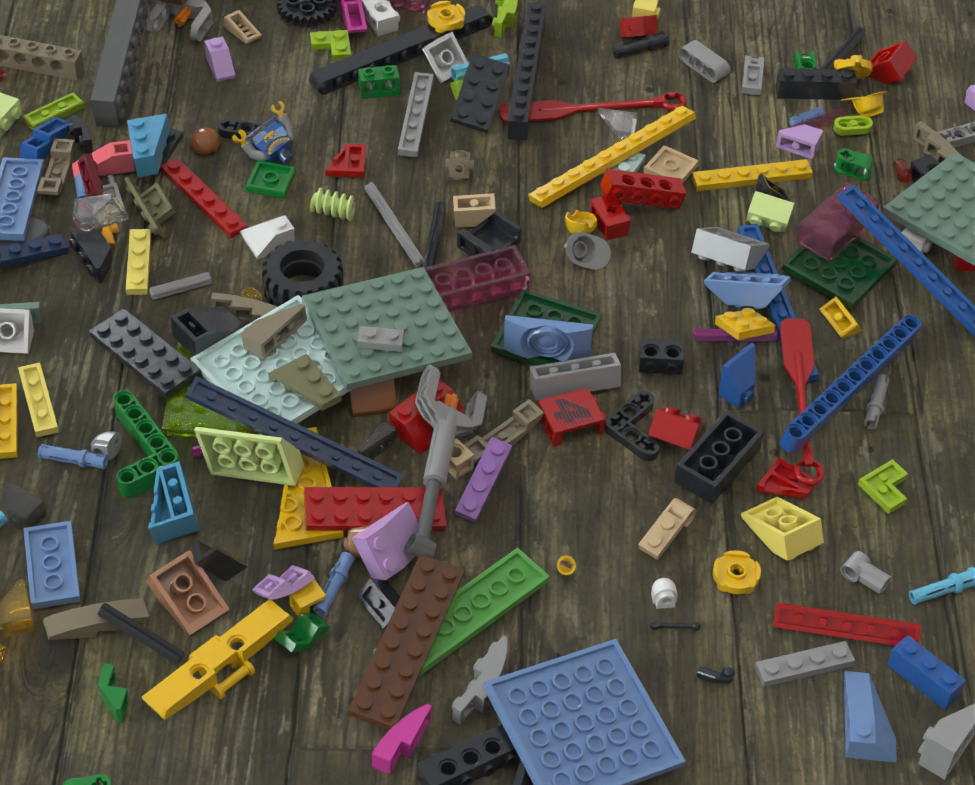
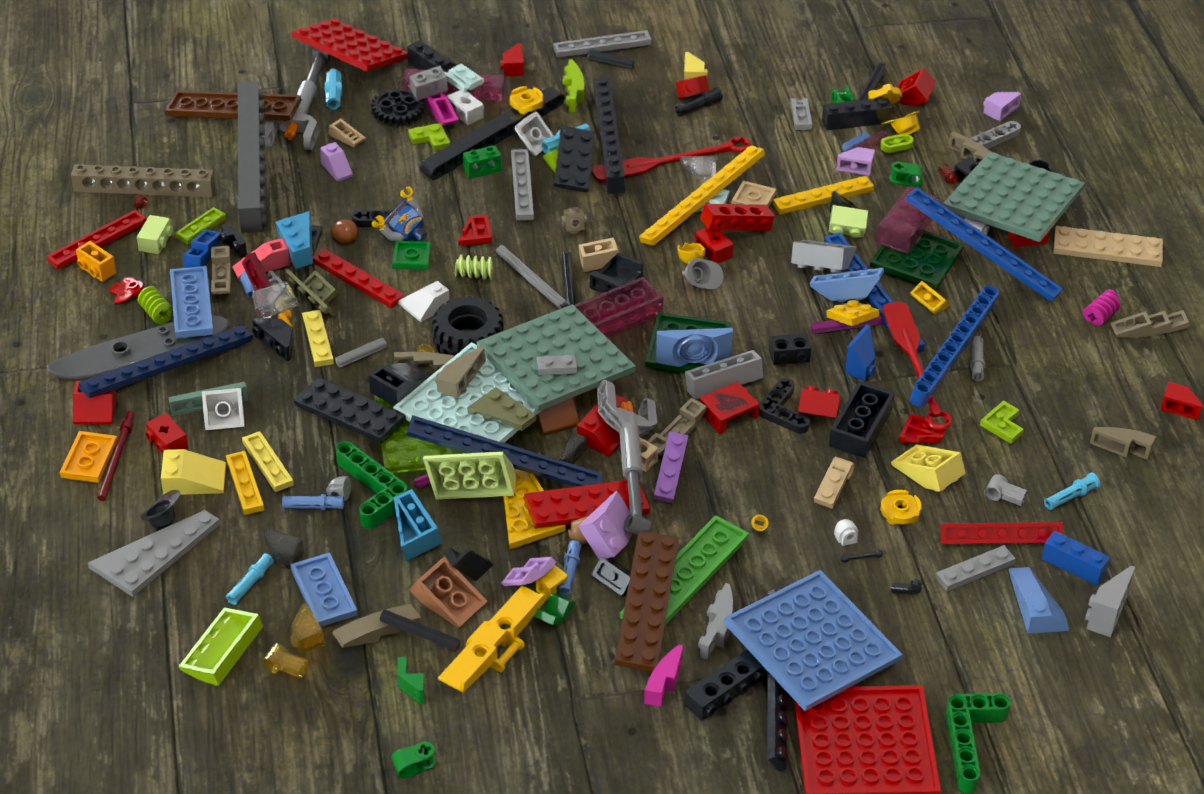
camera: 10 degrees left, 5 degrees down
(704, 61) = (756, 108): light grey beam -> none

